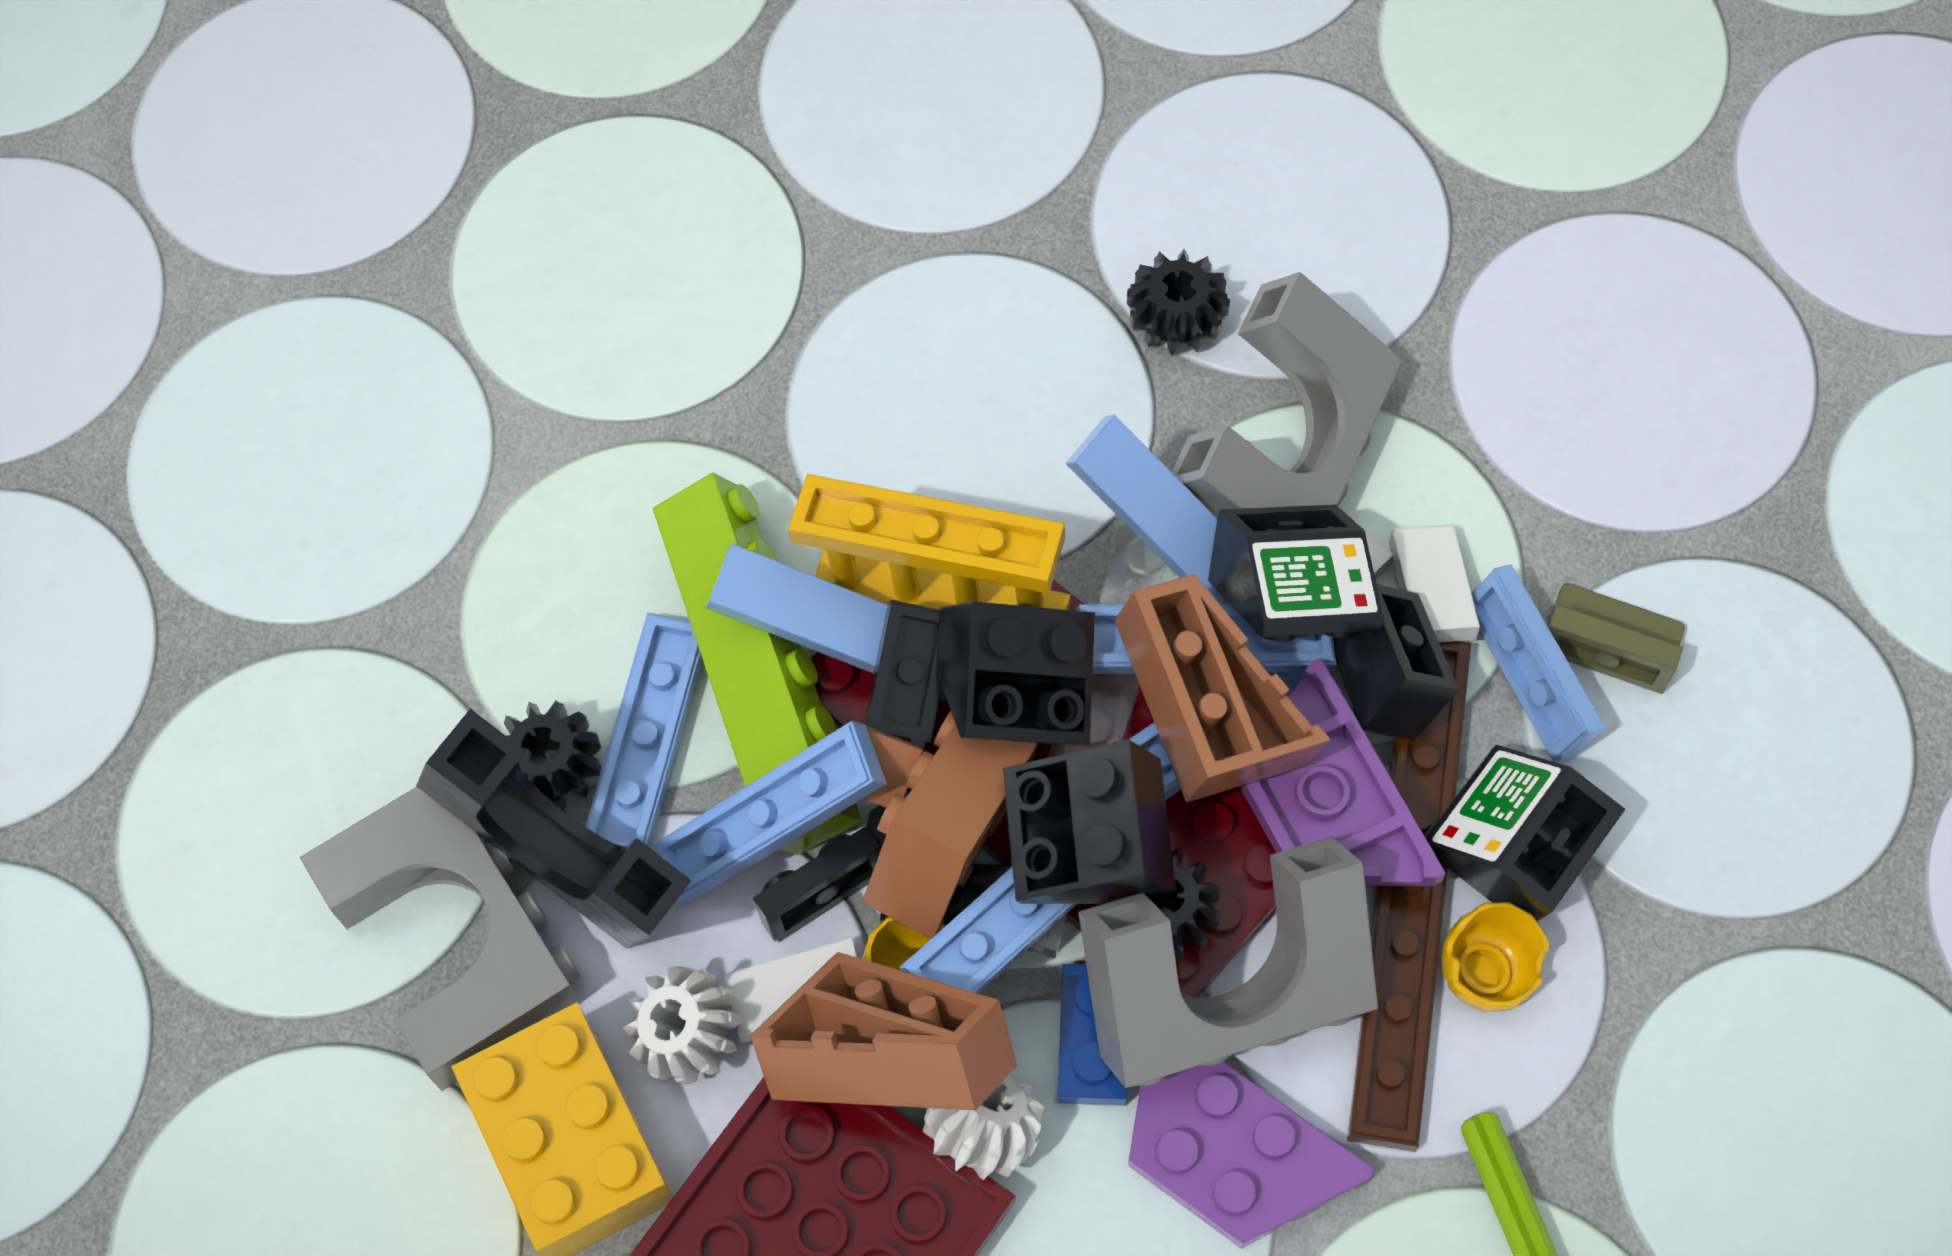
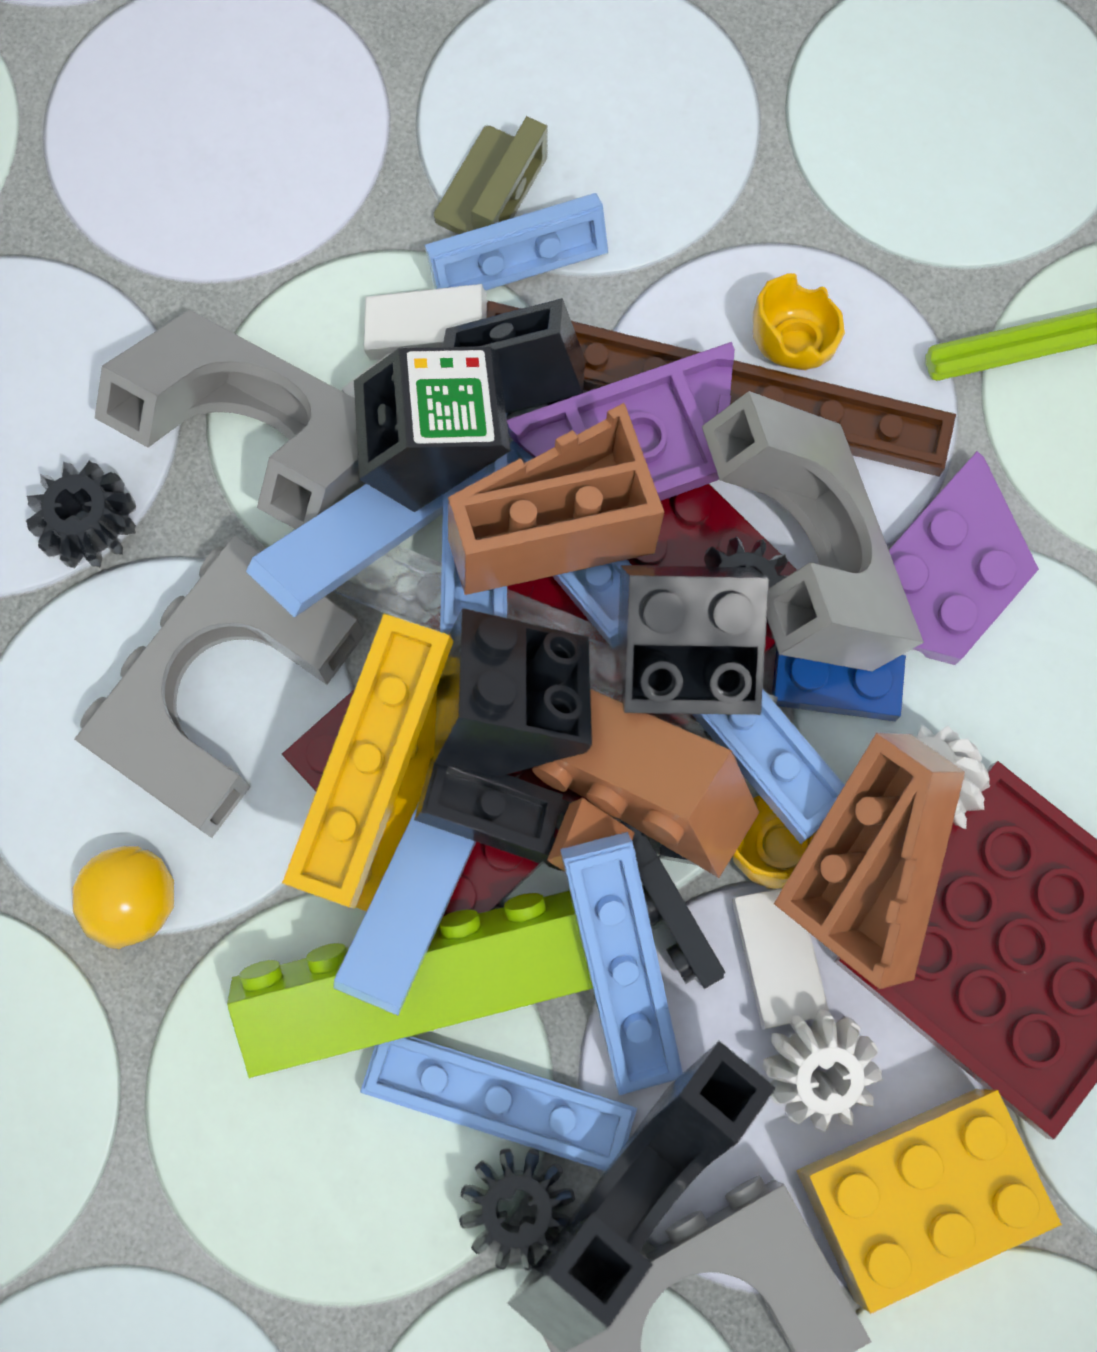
camera: 90 degrees left, 10 degrees up
(816, 392) = (123, 896): none -> yellow hair
(978, 380) = (139, 720): none -> light grey arch
(1523, 829) = (687, 275): black slope -> none

